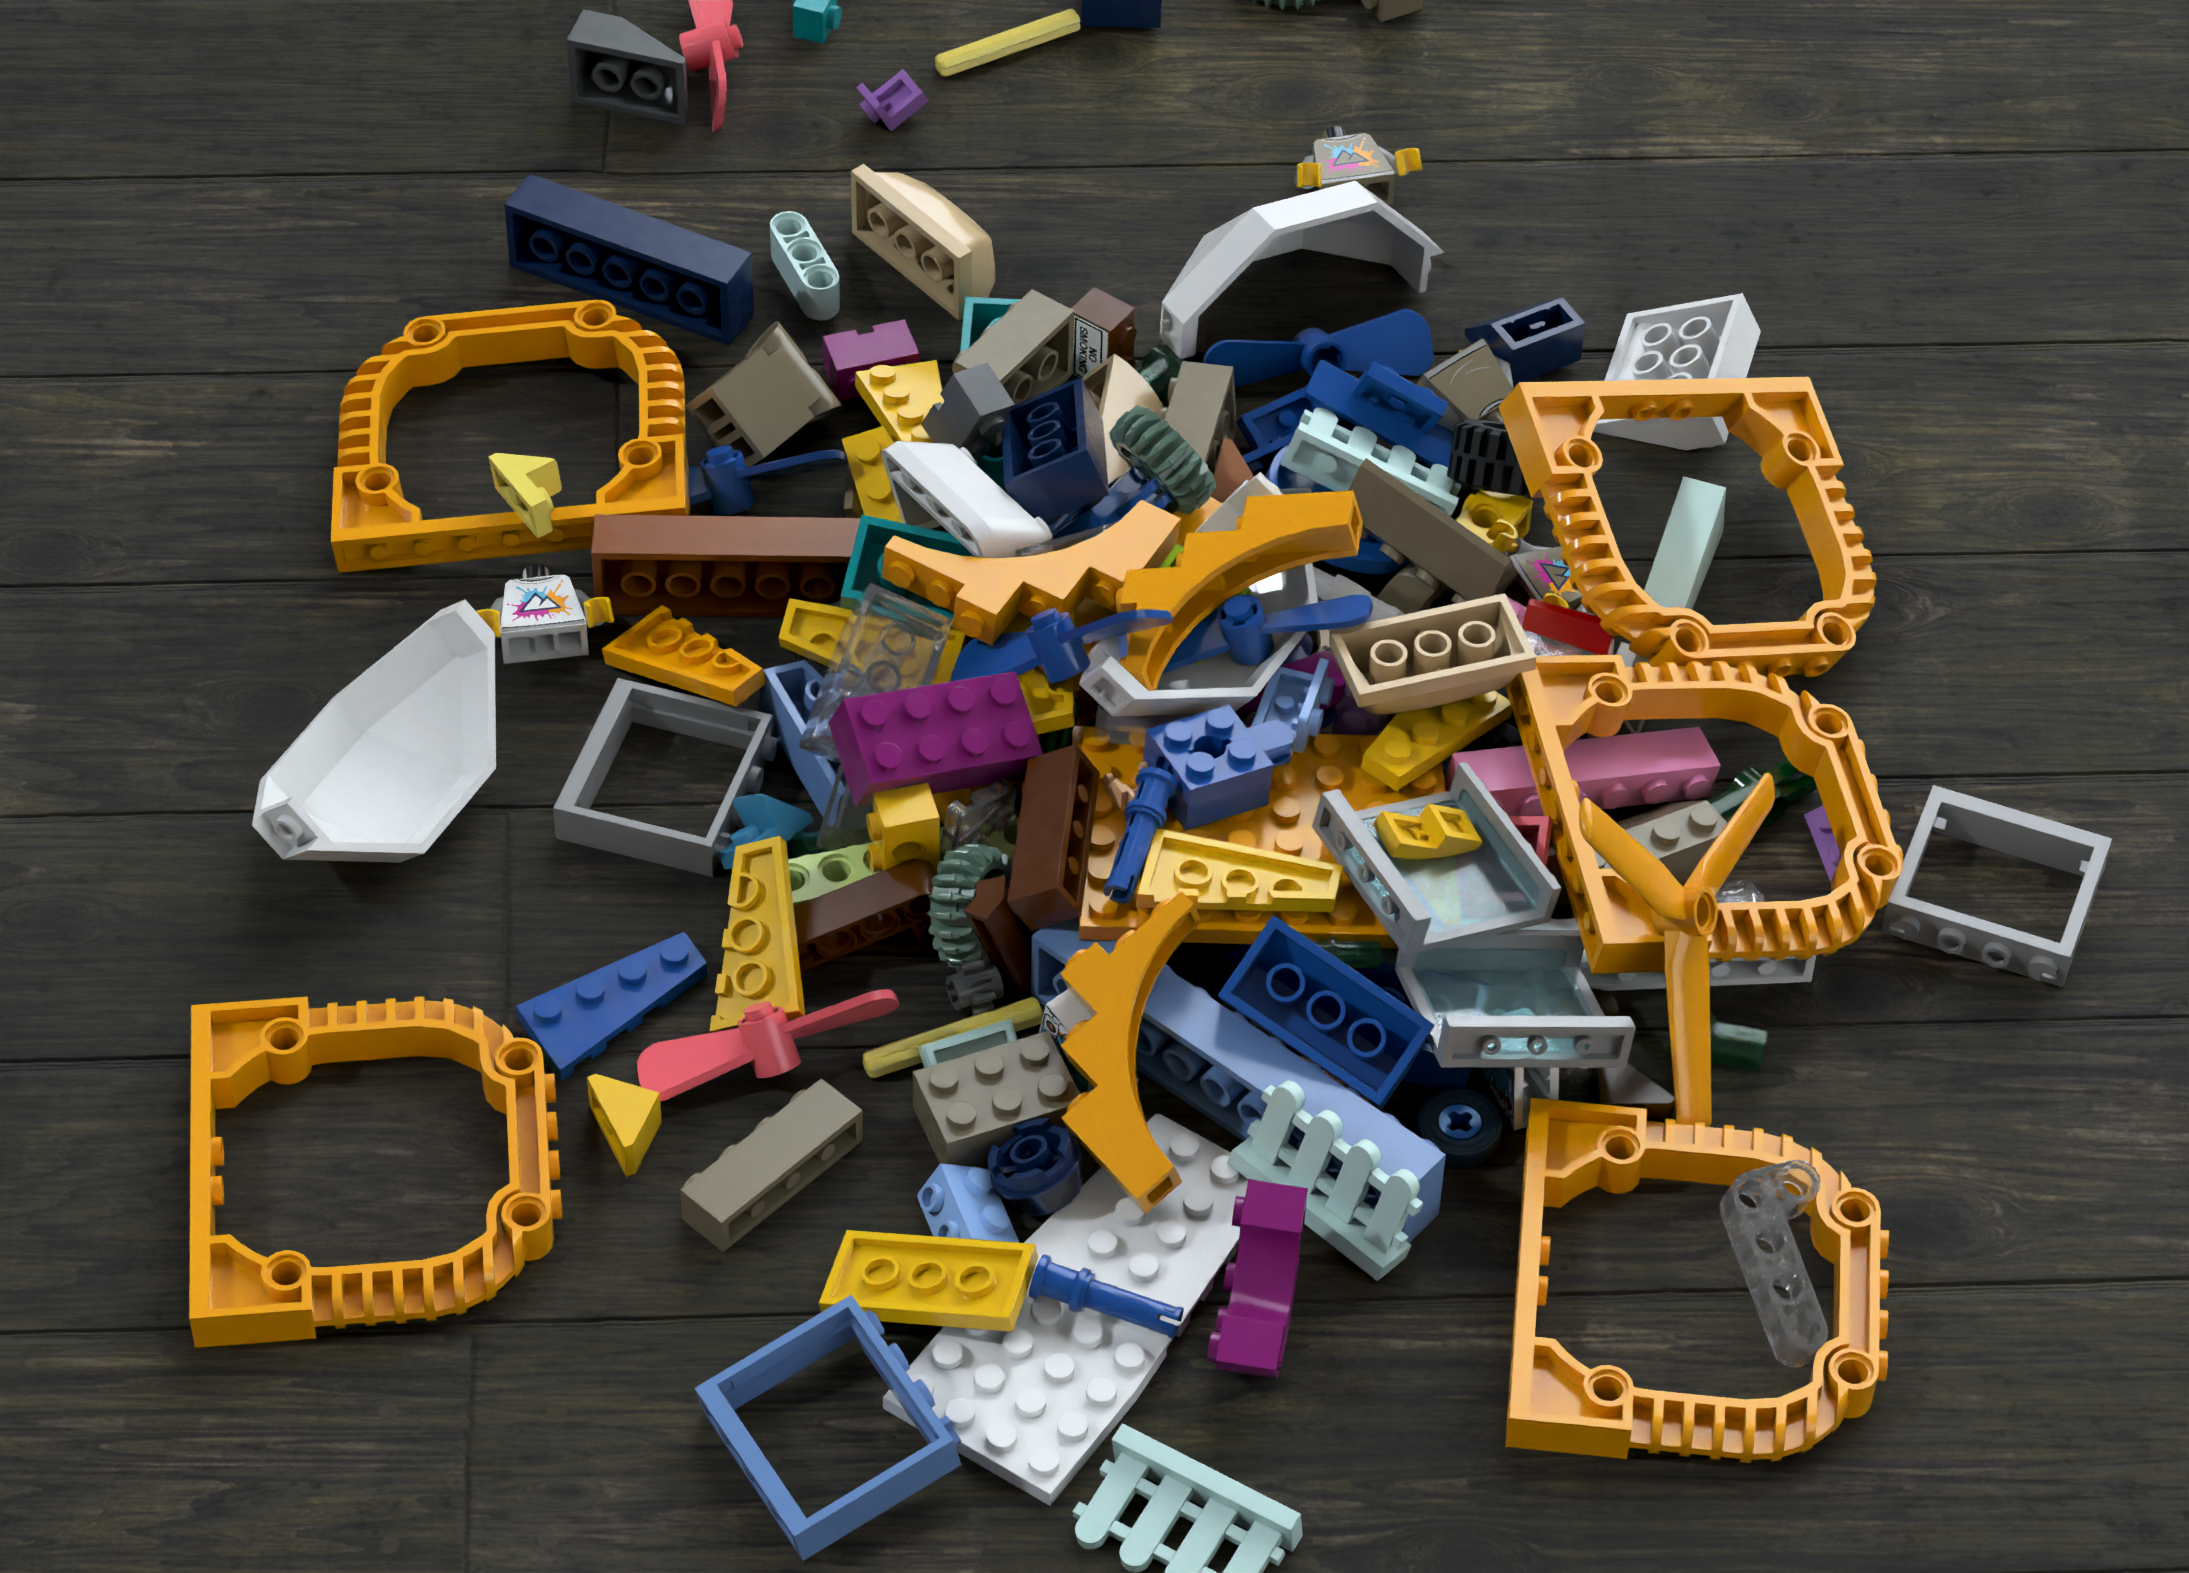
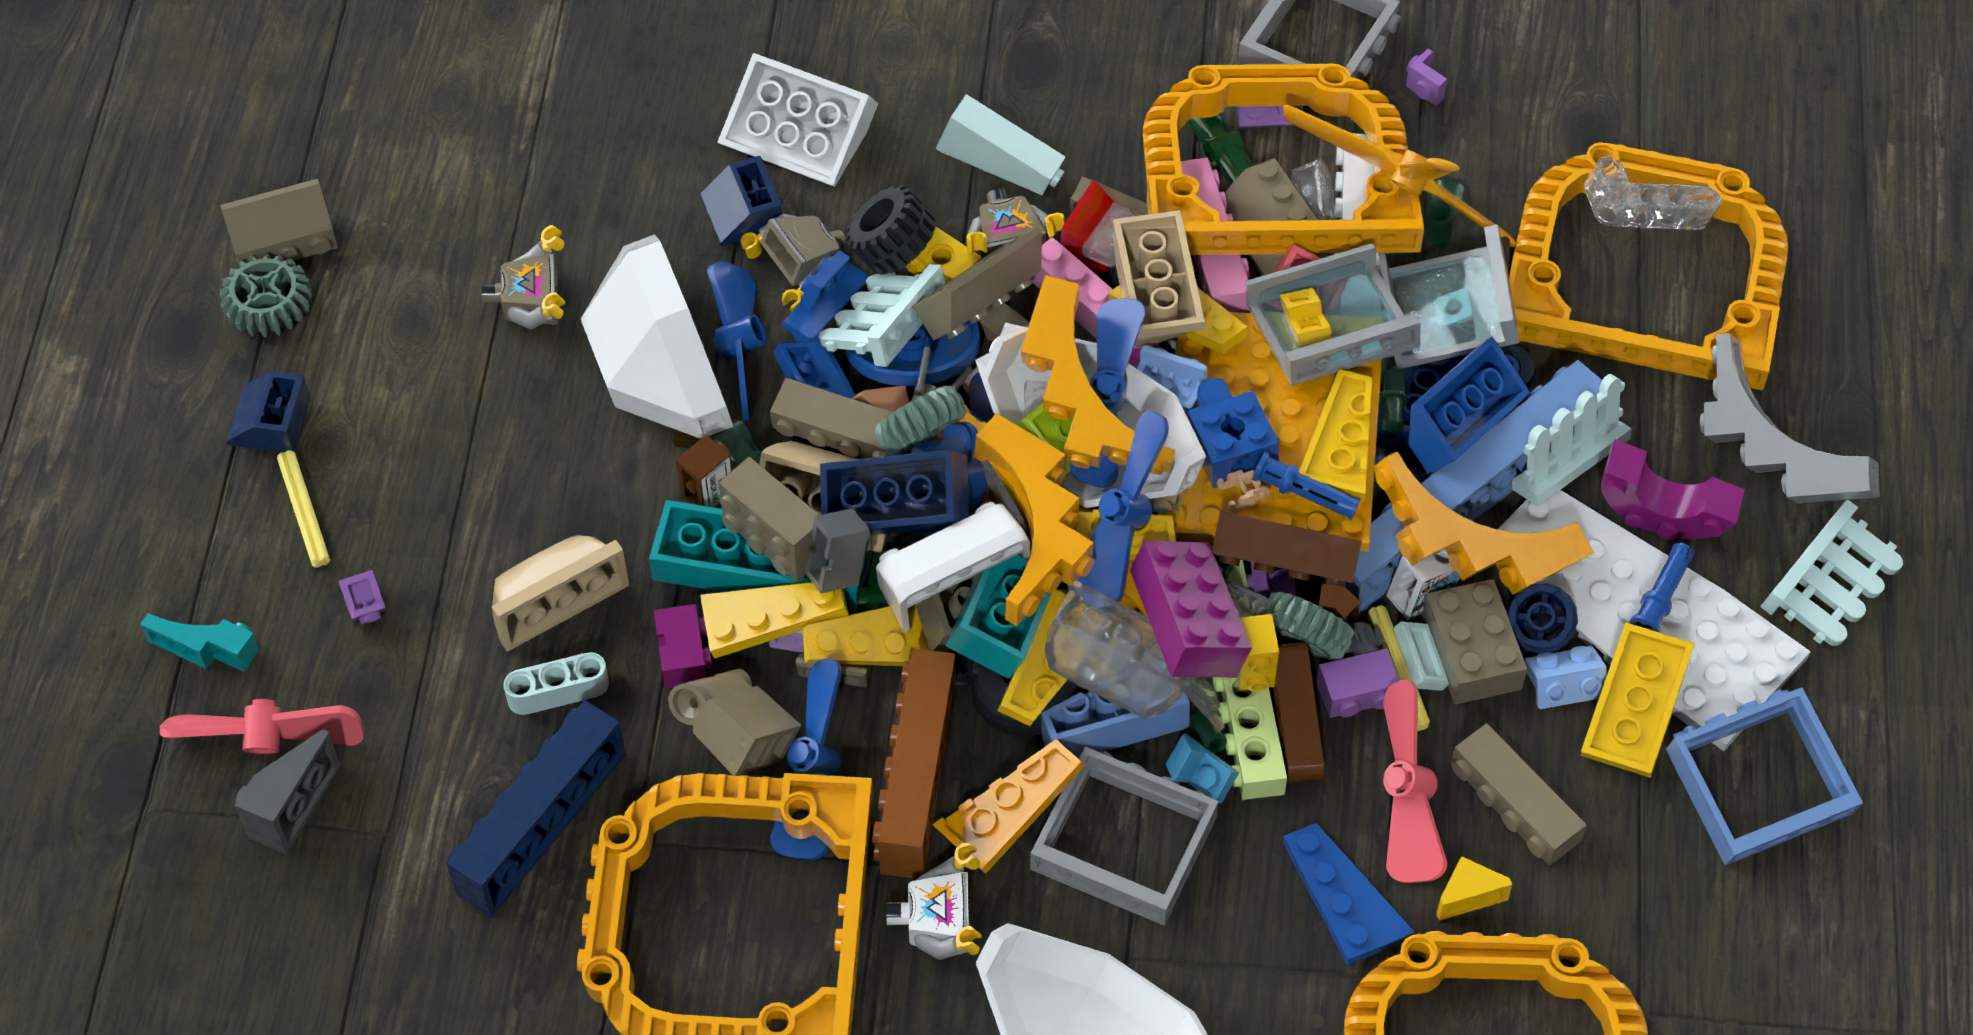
camera: 80 degrees left, 10 degrees up
(527, 487) = (833, 897): light yellow slope -> none
(760, 937) = (1324, 774): yellow wing -> none
(920, 984) = (1356, 682): none -> medium lavender brick
(1418, 1380) = (1739, 417): none -> light grey arch
(1784, 426) = (977, 165): light orange arch -> none
(1954, 1001) = (1424, 80): none -> medium lavender bracket

